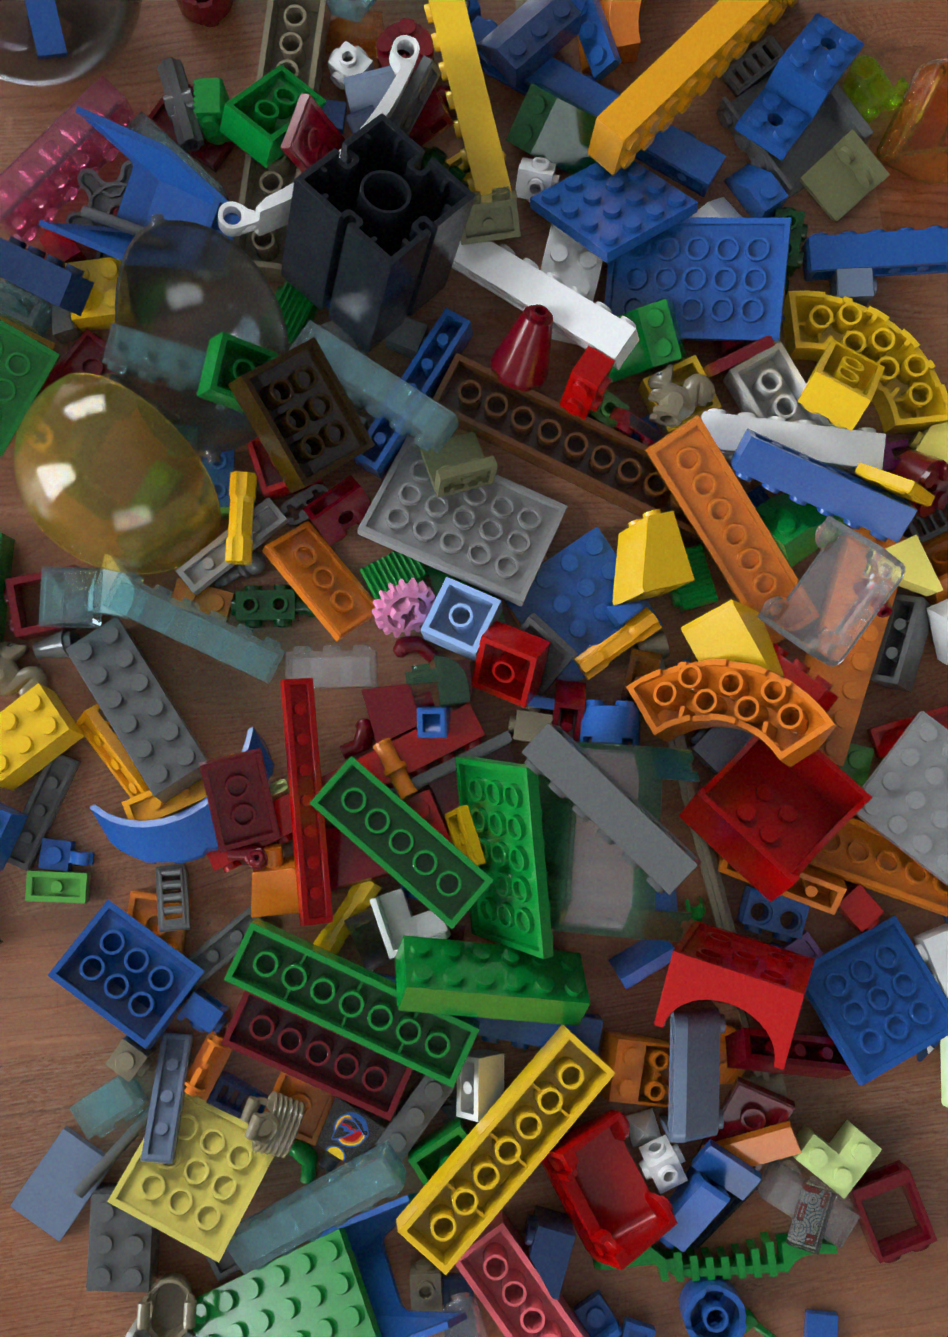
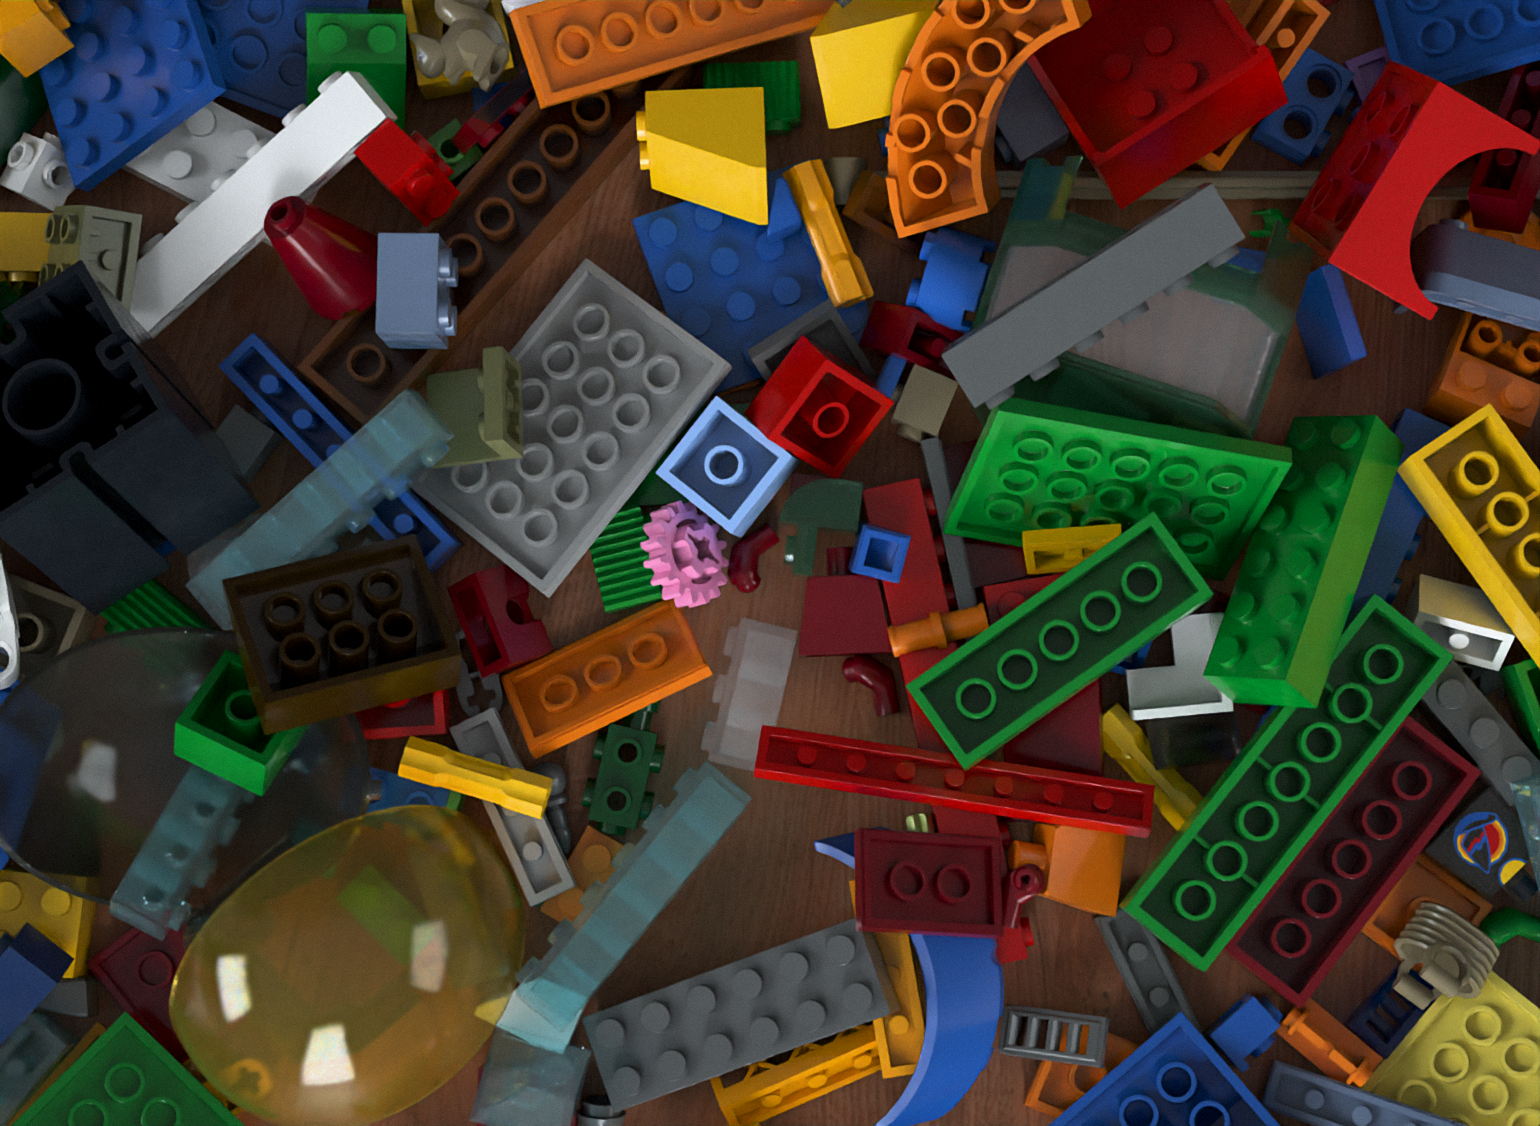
camera: 70 degrees left, 0 degrees up
(516, 405) = (415, 291): none -> sand blue brick

